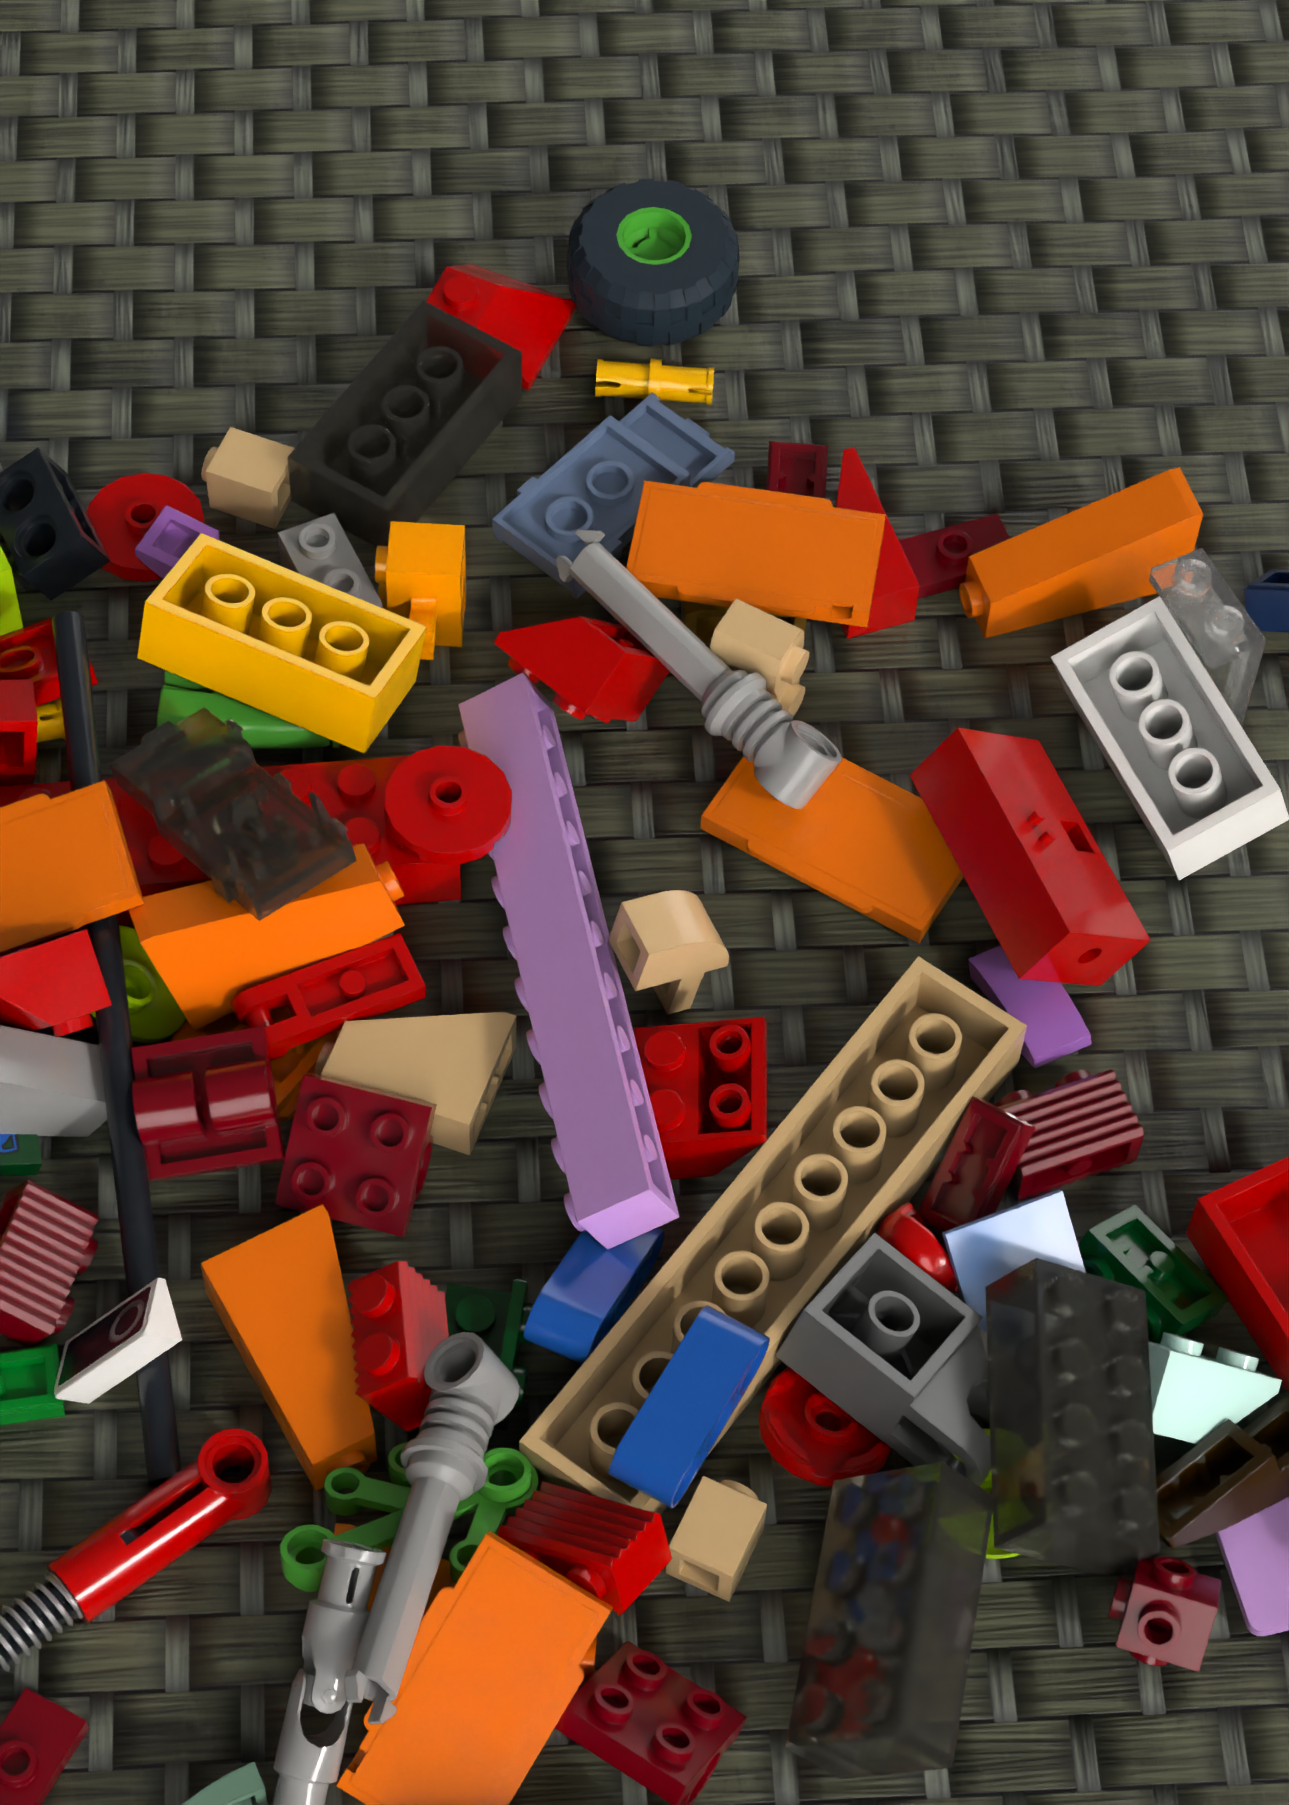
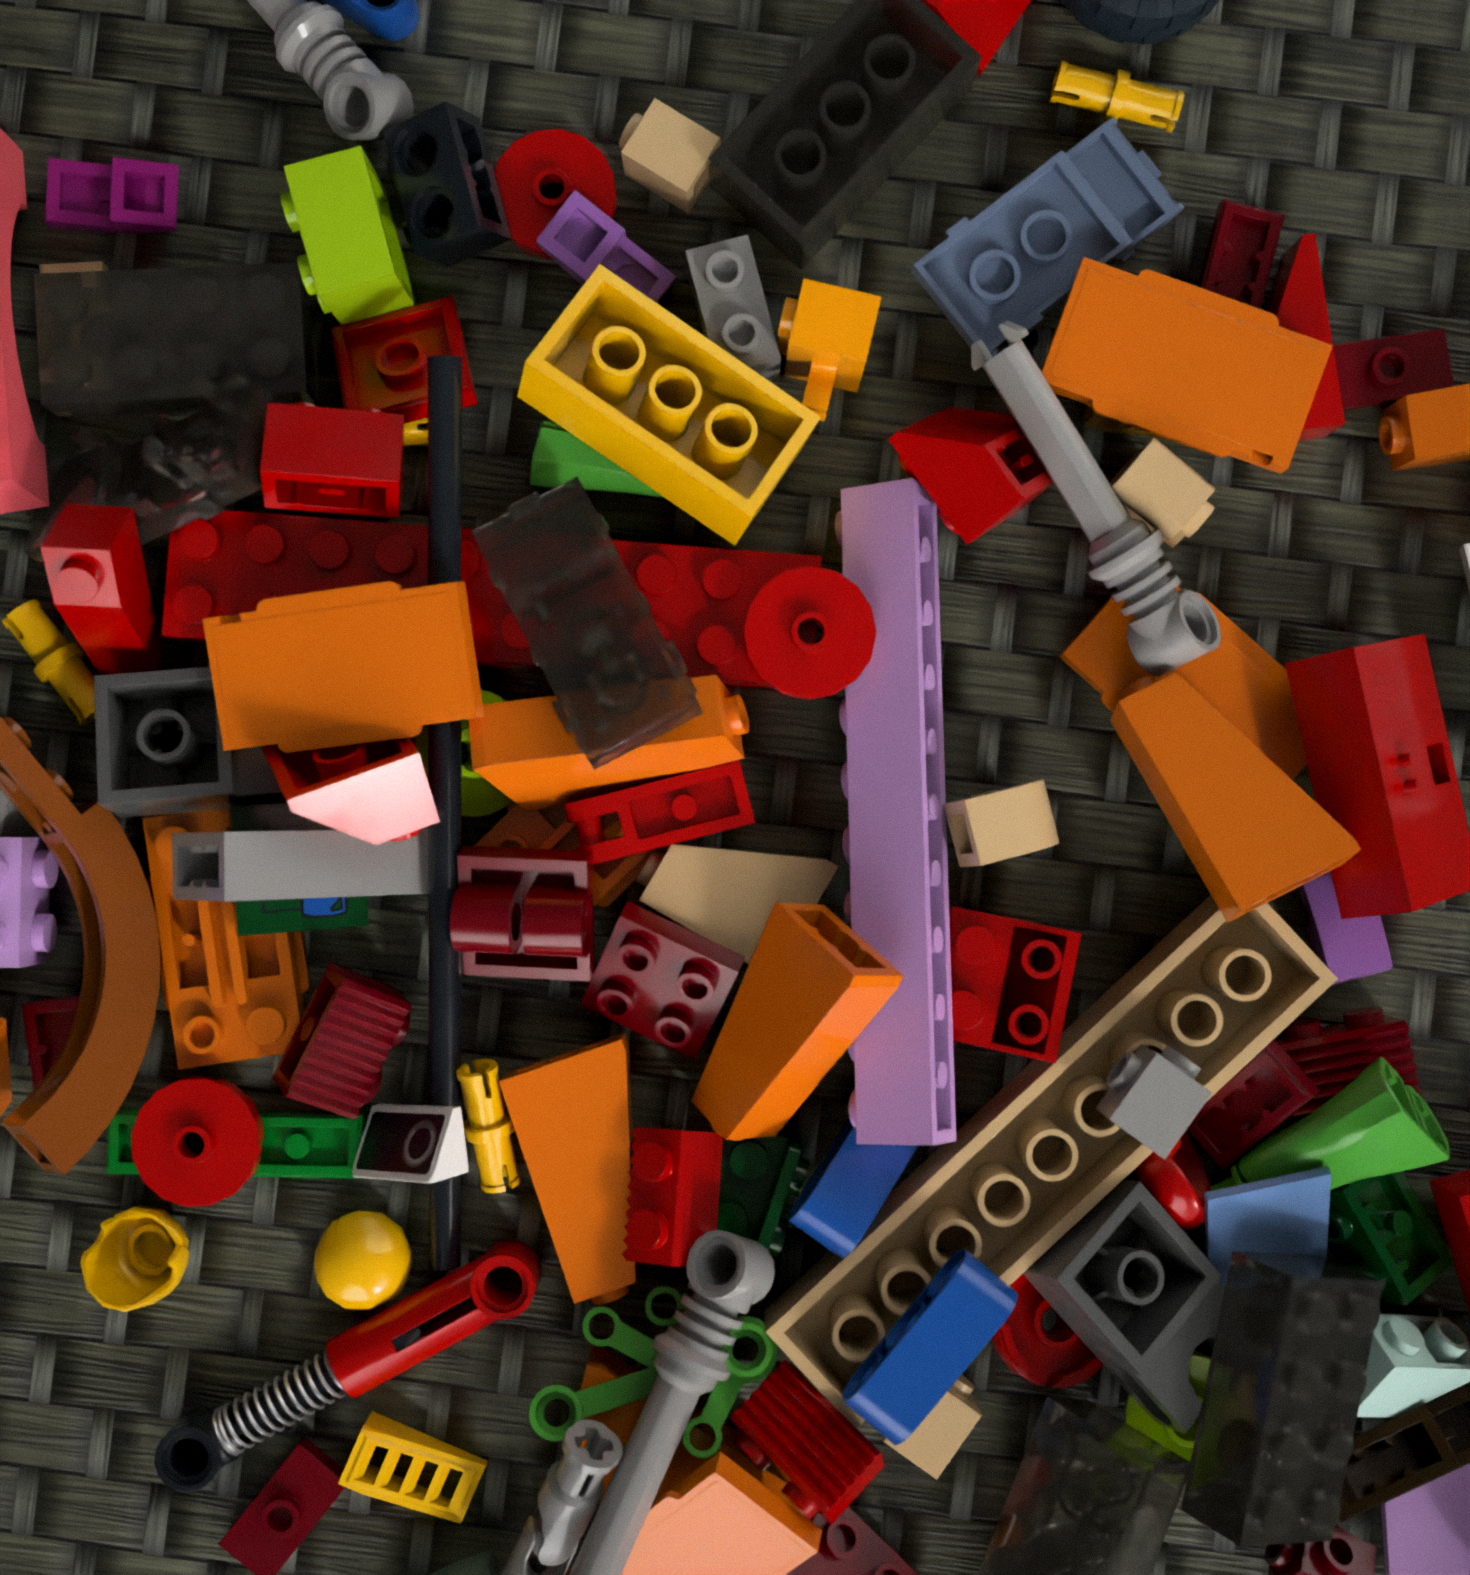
camera: 15 degrees right, 30 degrees up
(72, 1490) = (362, 1260): none -> yellow hair
(139, 1666) = (405, 1492): none -> yellow slope
(197, 1323) = (488, 1125): none -> yellow pin
(489, 1148) = (791, 1020): none -> orange slope
(863, 1139) = (1154, 1097): none -> light grey brick
(879, 886) = (1225, 799): none -> orange slope
(1092, 1157) = (1359, 1133): none -> bright green piece

